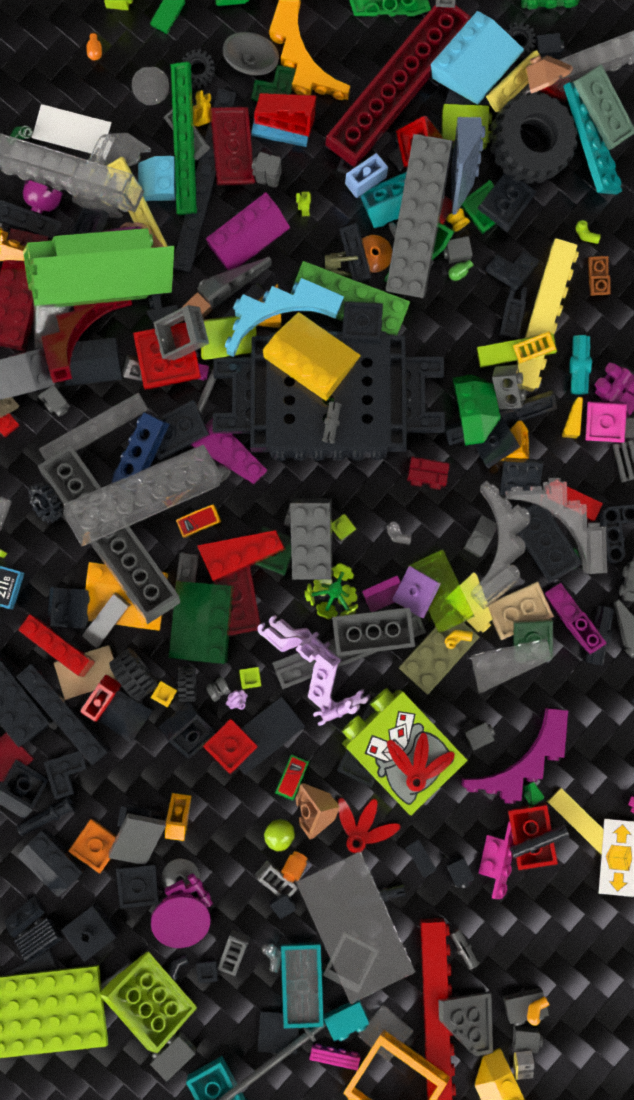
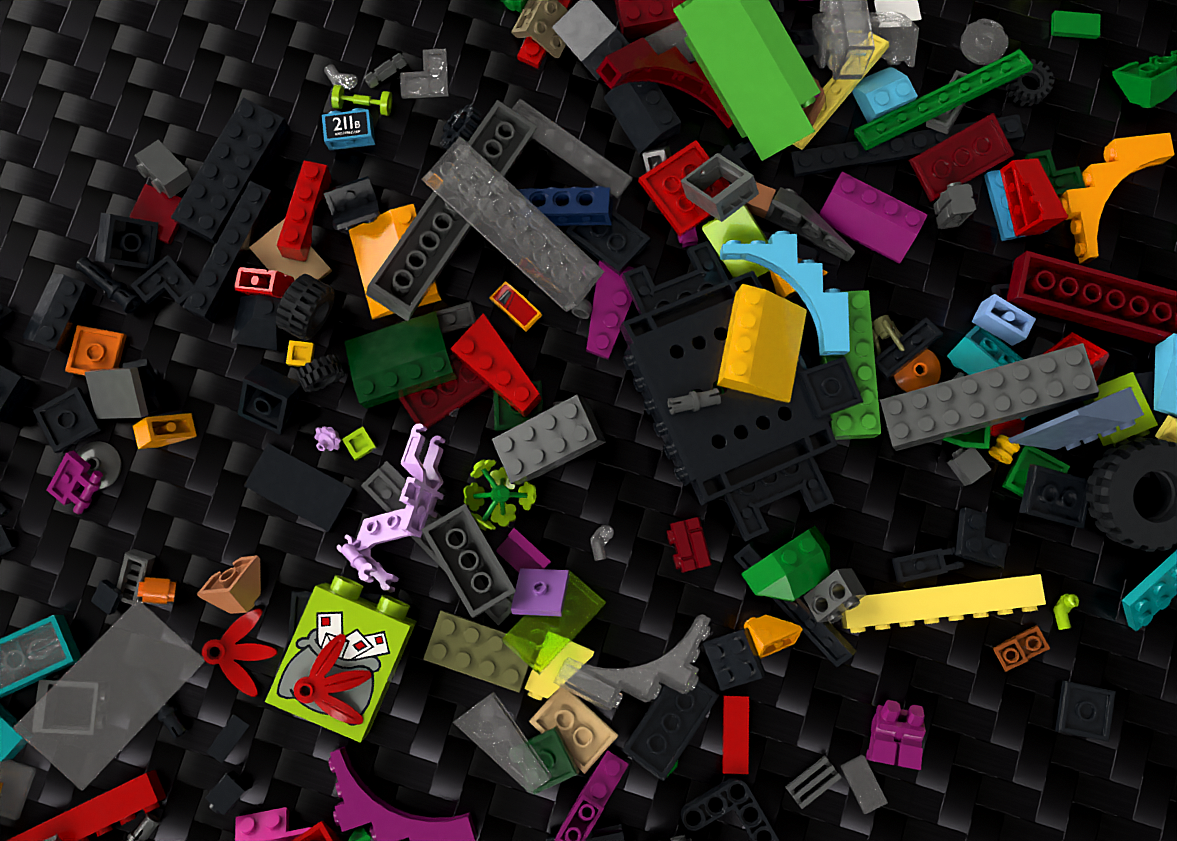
camera: 65 degrees right, 5 degrees down
(55, 401) = (581, 91): dark grey brick -> none
(106, 620) = (356, 252): tile -> none
(180, 921) = (43, 485): magenta tile -> none
(201, 110) = (983, 106): yellow plate -> none
(206, 392) = (664, 252): dark grey bar -> none
(214, 691) = (331, 412): dark grey wheel -> none
(230, 746) = (268, 454): red plate -> none
(236, 940) = (47, 563): dark grey slope -> none
(250, 53) = (1077, 130): dark grey dish -> none
(274, 955) = (46, 609): clear arm -> none
(279, 835) = (189, 557): lime hair -> none
(292, 777) = (262, 542): red slope -> none
(303, 202) = (936, 264): lime plate -> none
(342, 527) = (581, 473): lime plate -> none
(456, 636) = (506, 663): yellow arm -> none
(459, 270) = (945, 478): bright green cylinder -> none
(479, 735) = (402, 745): dark grey brick -> none
(480, 536) = (642, 642): dark grey slope -> none
(498, 444) = (760, 613): black plate -> none
(505, 352) = (884, 586): lime tile -> none
(547, 335) = (911, 606): yellow slope -> none
(573, 424) = (829, 695): yellow slope -> none
(580, 365) = (903, 672): teal piece -> none
(590, 539) = (696, 777): clear arch -> none
(606, 421) = (849, 734): dark pink tile -> none

